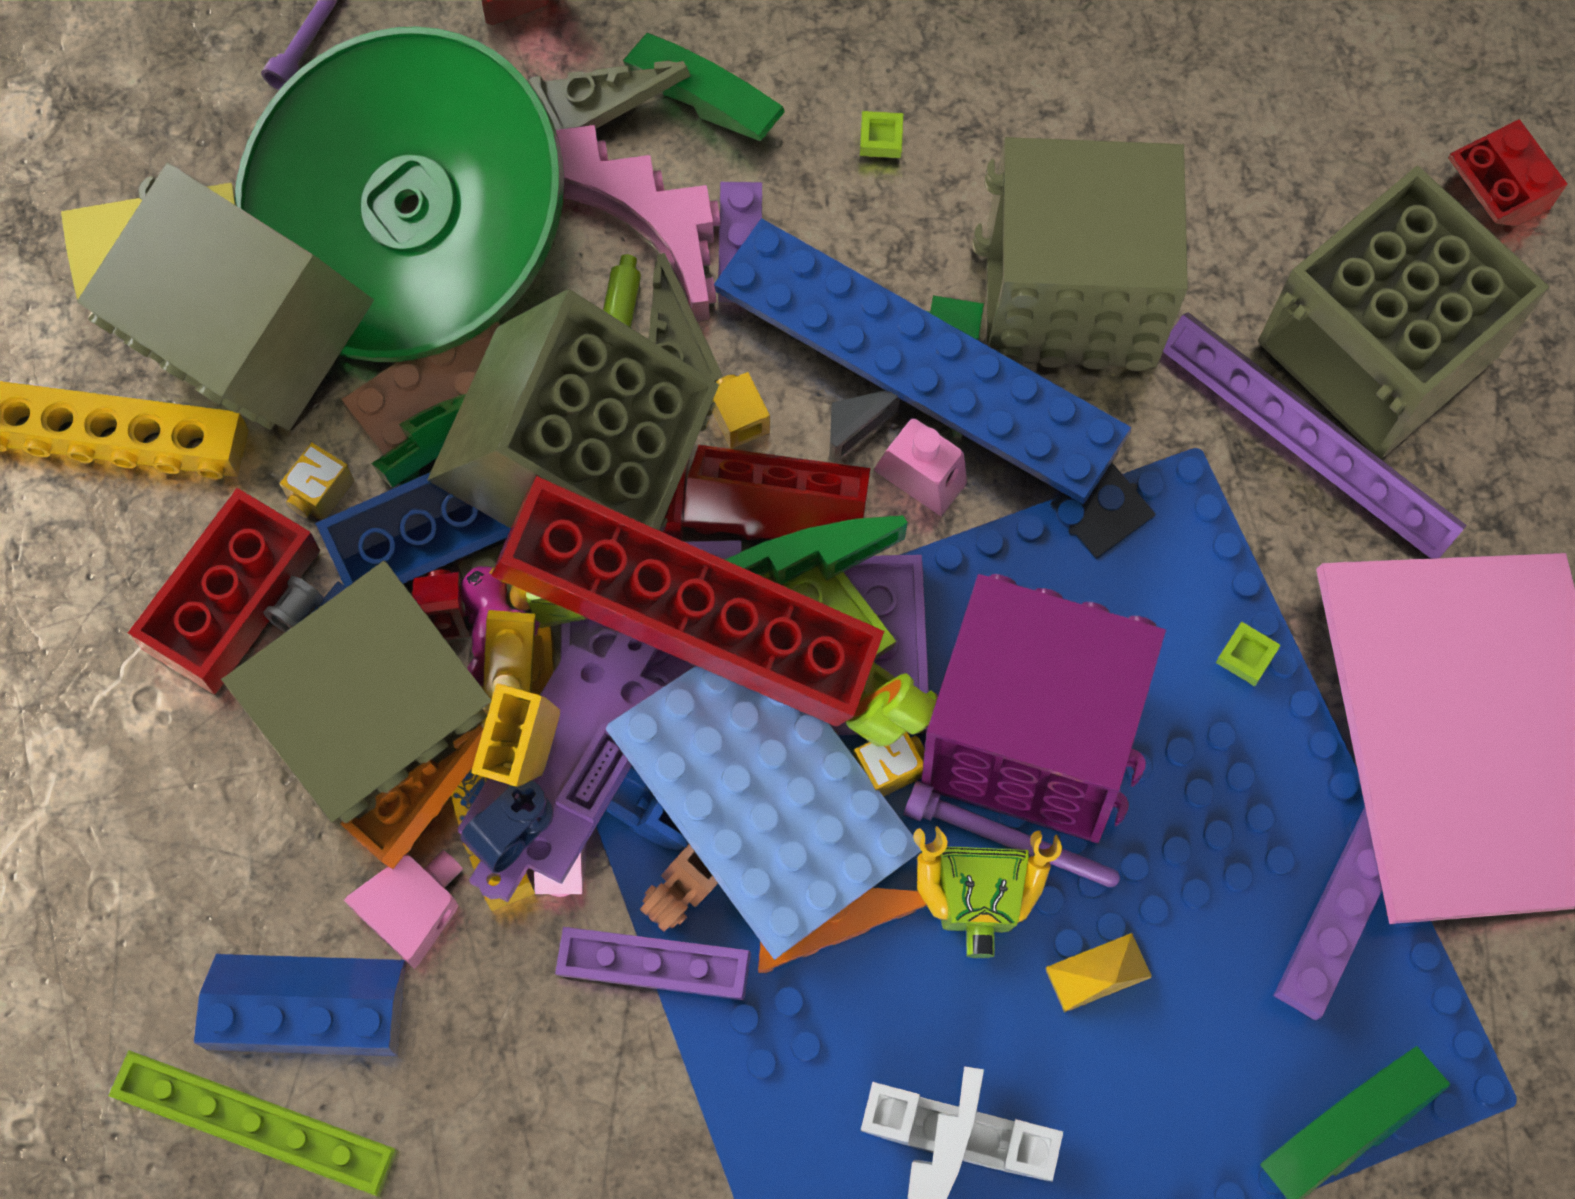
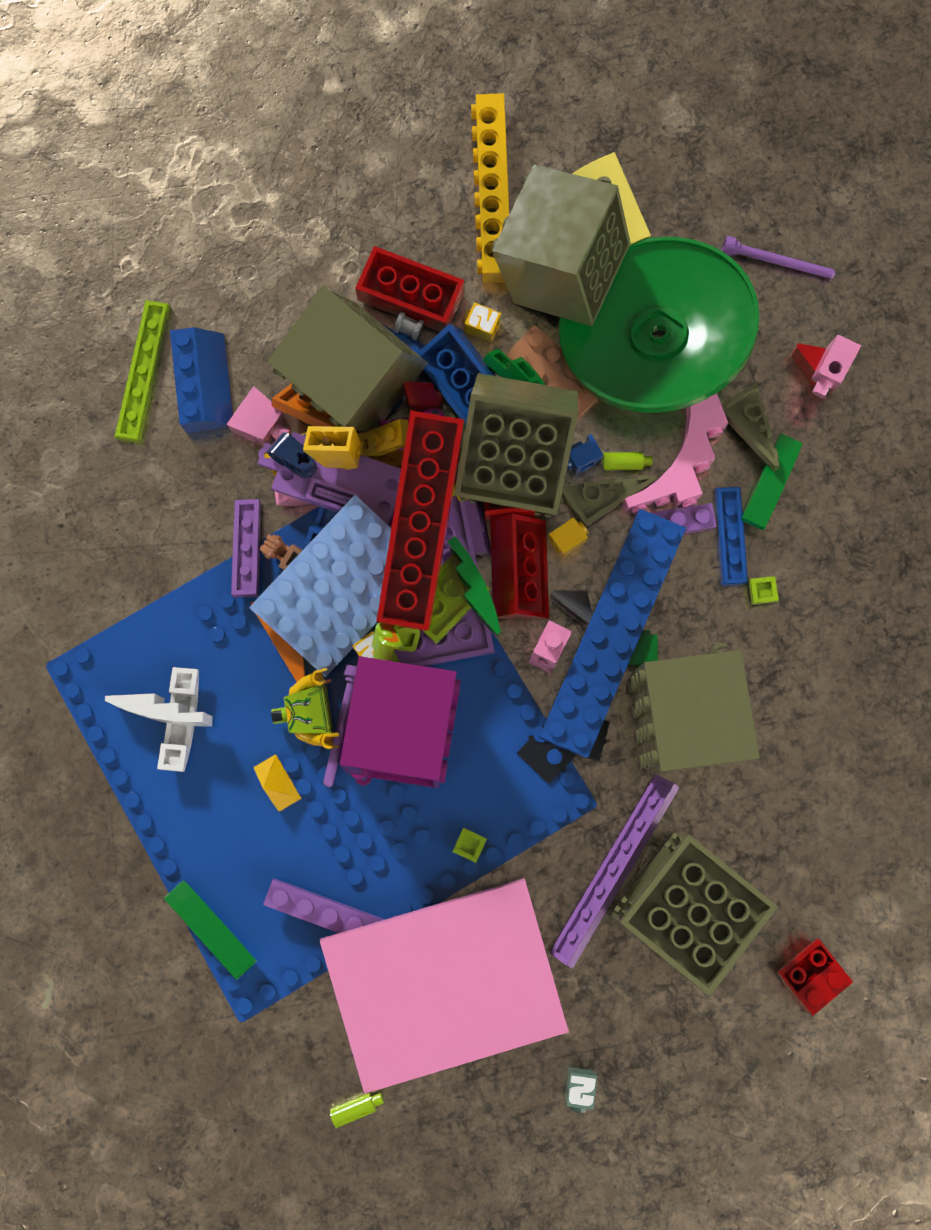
camera: 85 degrees right, 10 degrees up
(780, 166) = (731, 536): none -> blue tile

